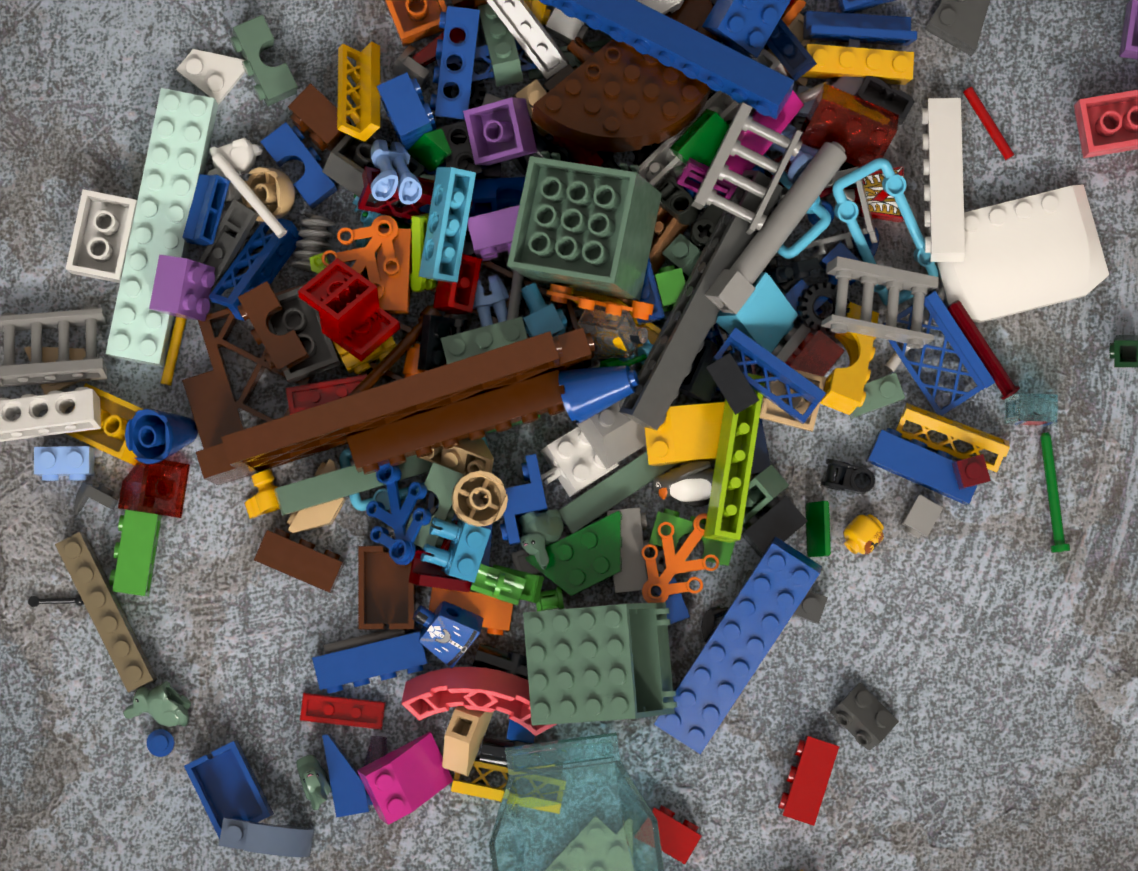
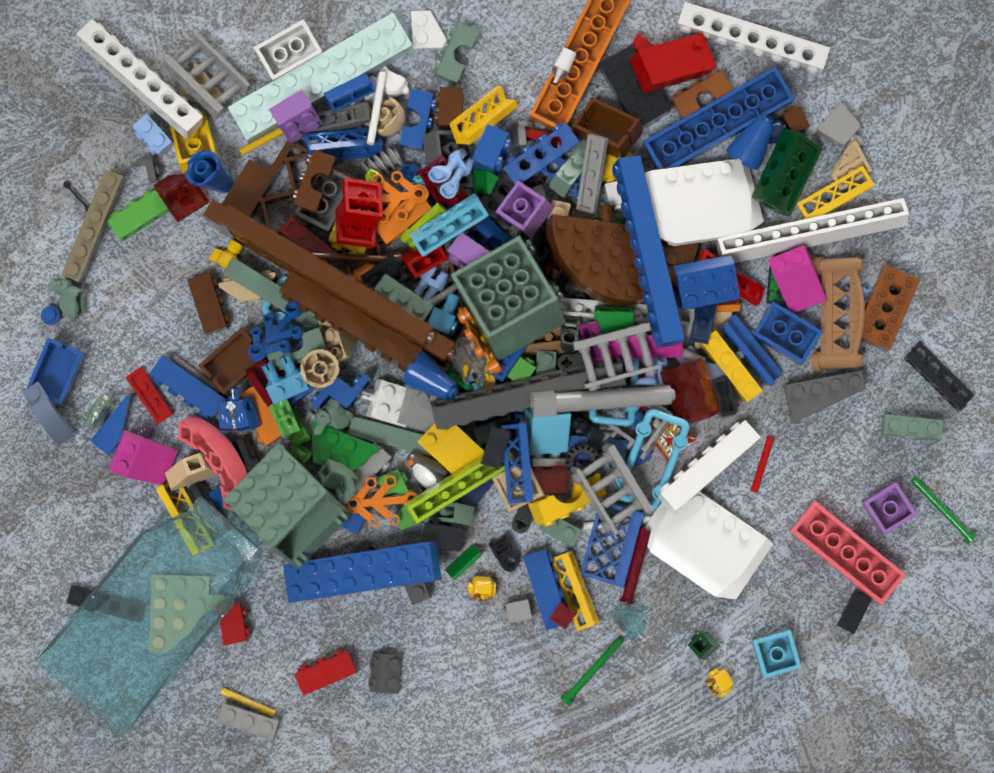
camera: 50 degrees right, 0 degrees up
(349, 219) = (409, 171): none -> blue plate
(617, 581) = (339, 477): none -> sand green brick
(826, 418) = (525, 514): none -> pearl dark grey piece

